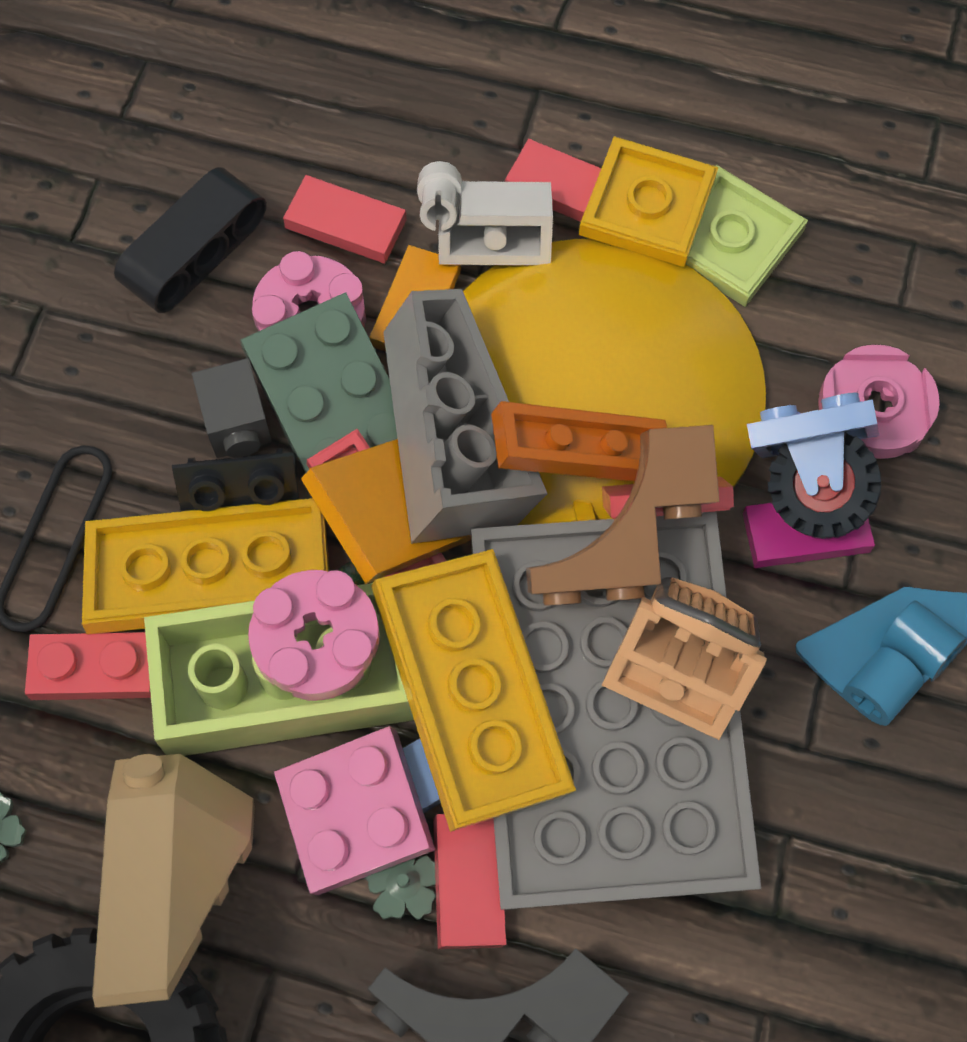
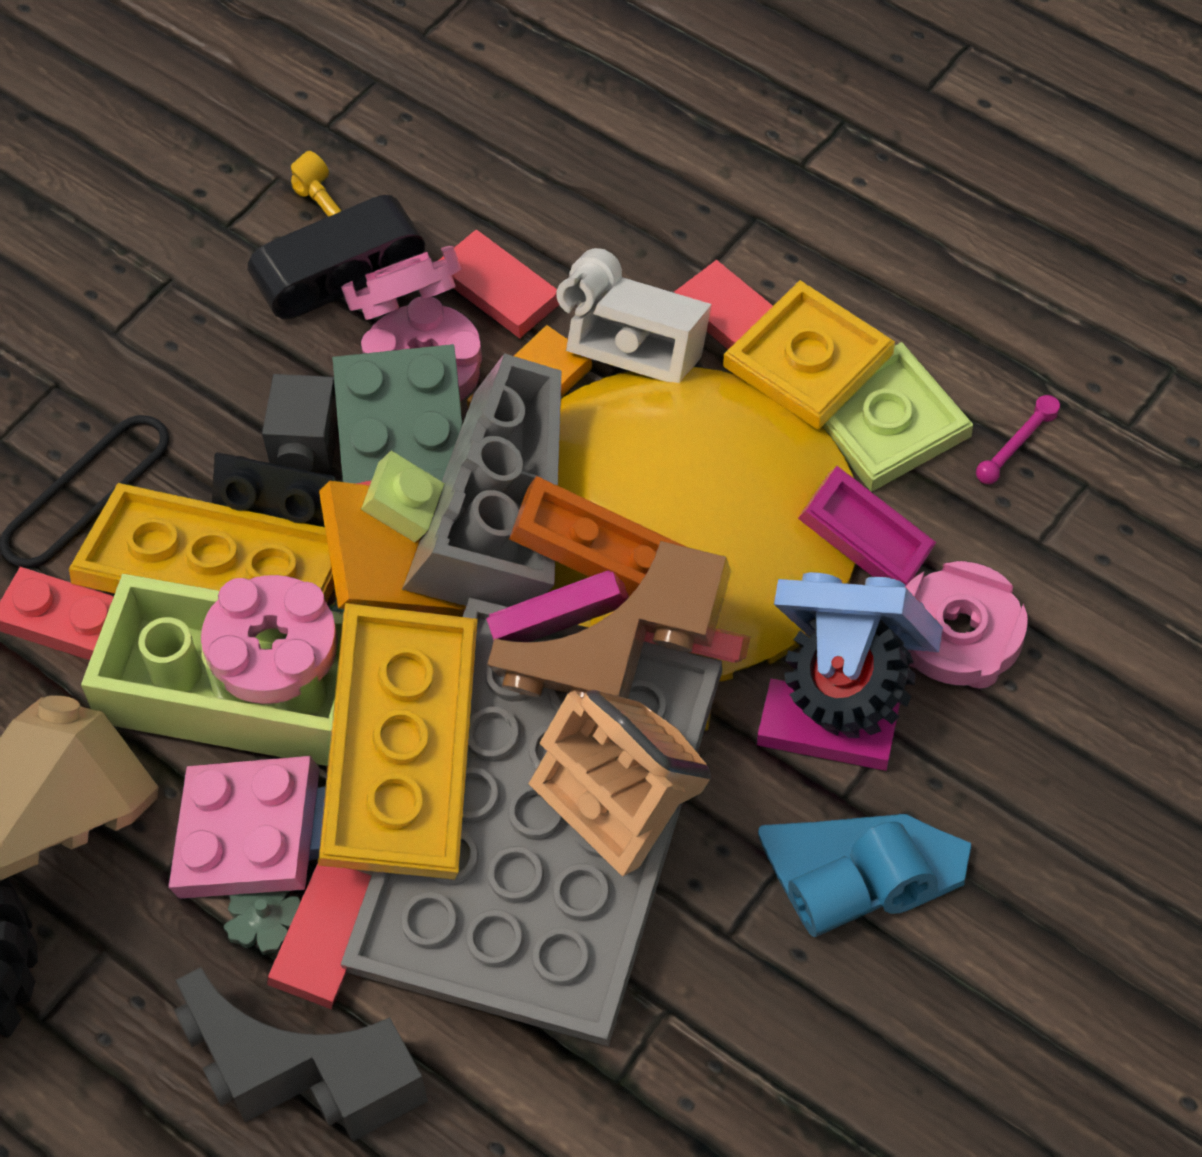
camera: 25 degrees right, 10 degrees down
(127, 175) = (306, 180): none -> yellow hand
(267, 245) = (400, 279): none -> bright pink plate
(376, 456) = (402, 496): none -> yellowish green plate
(570, 518) = (559, 609): none -> dark pink tile
(767, 345) = (866, 528): none -> dark pink tile
(854, 188) = (1046, 410): none -> dark pink hinge

